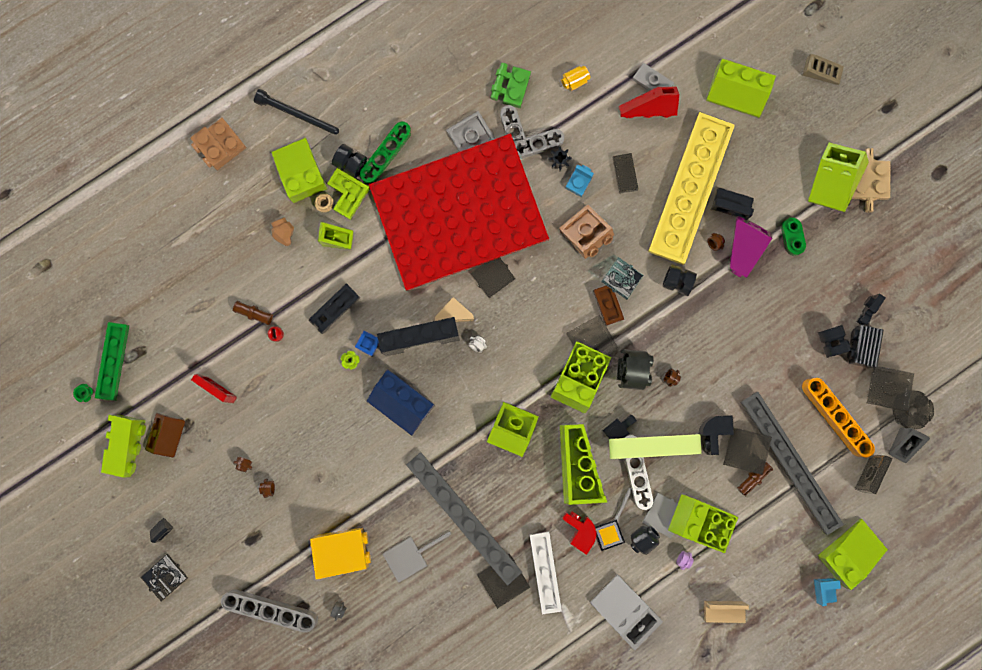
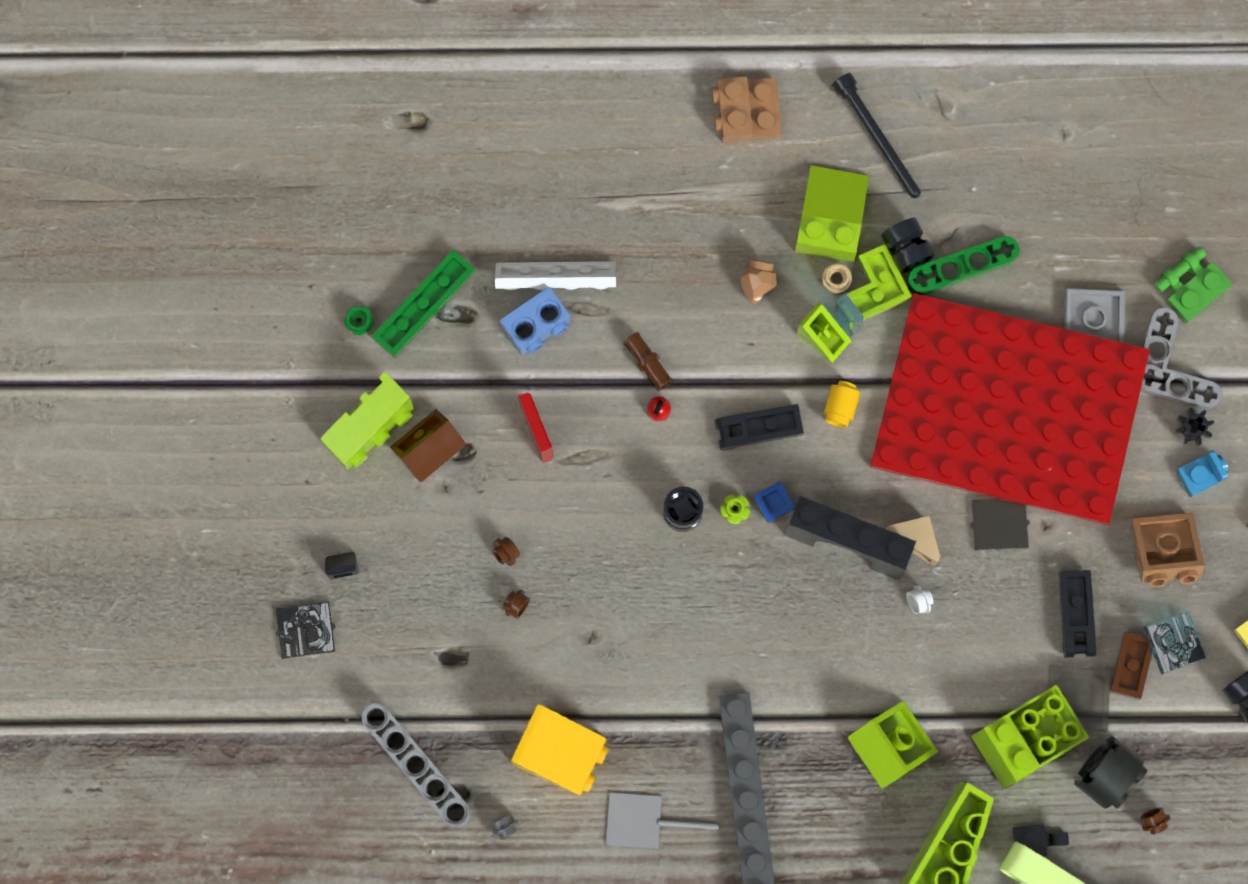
camera: 35 degrees right, 5 degrees down
(172, 299) = (555, 275): none -> white plate
(172, 329) = (530, 315): none -> medium blue brick
(322, 379) = (683, 509): none -> black wheel
(341, 218) = (848, 315): none -> clear light blue tile
(369, 268) = (841, 404): none -> yellow brick
(400, 402) = (765, 608): dark blue slope -> none
(562, 296) = (1077, 612): none -> black plate

